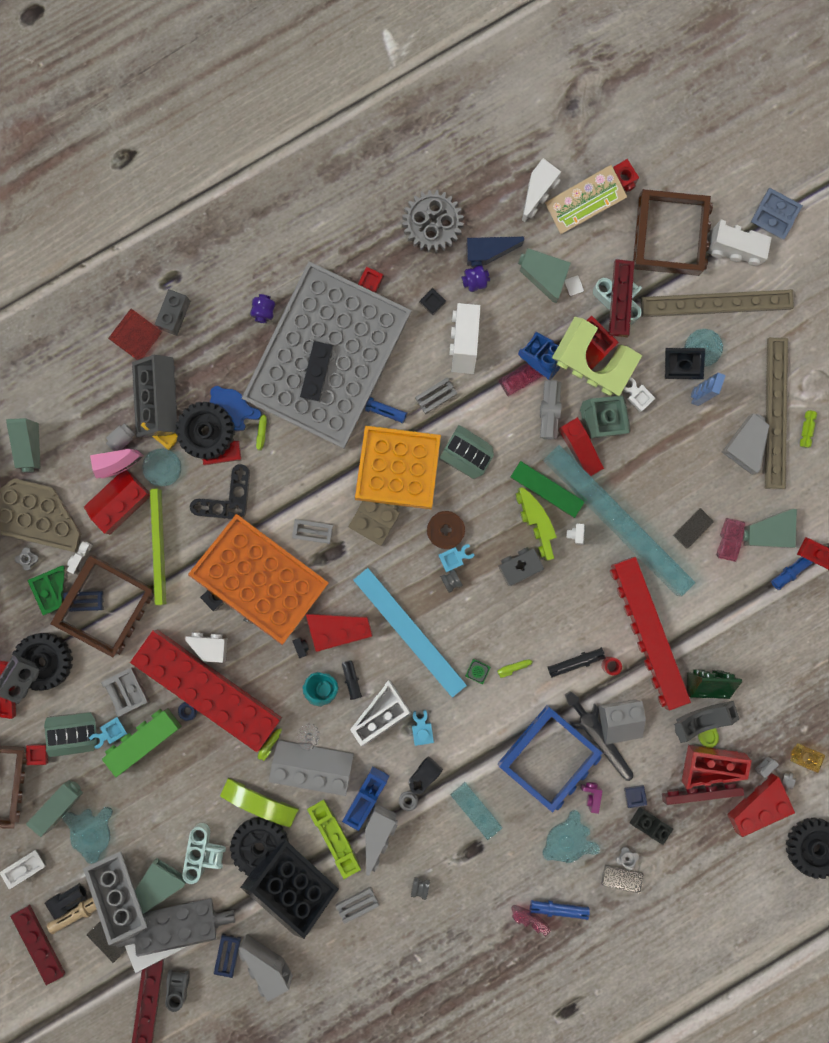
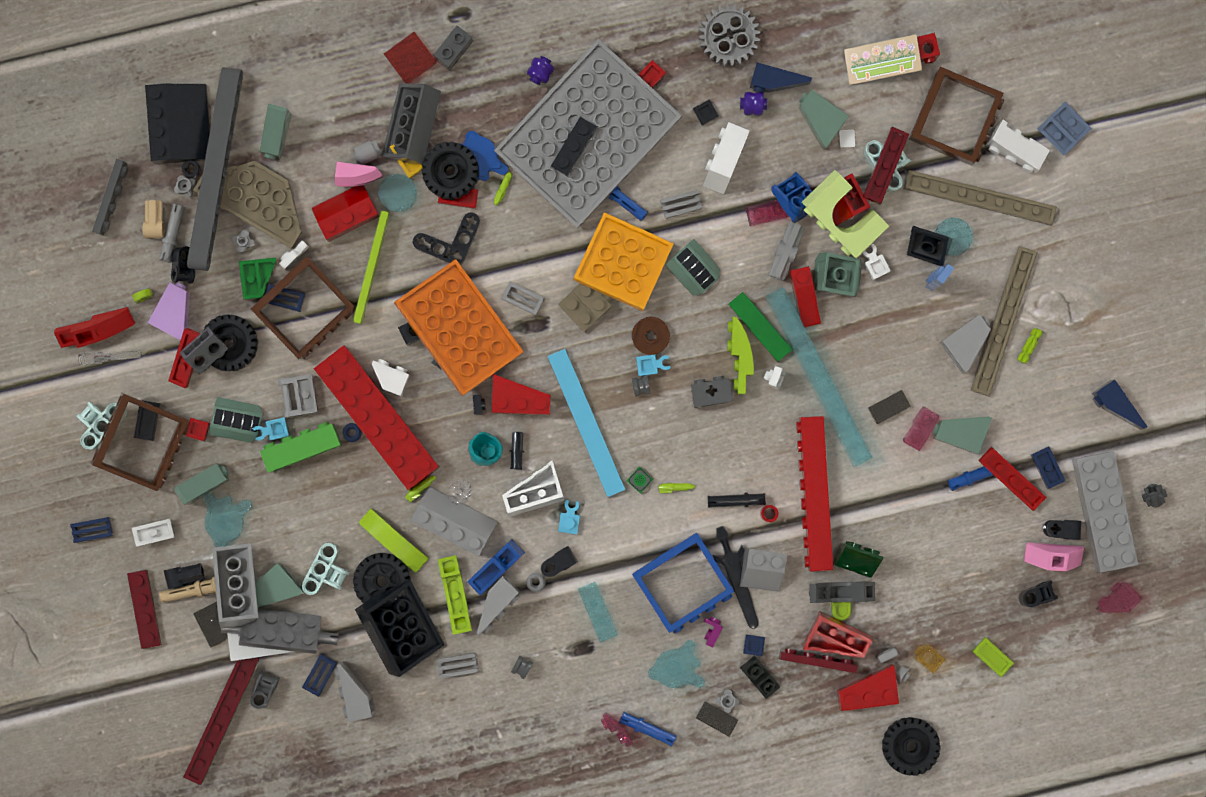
camera: 20 degrees right, 0 degrees up
(541, 181) = (846, 28): white slope -> none

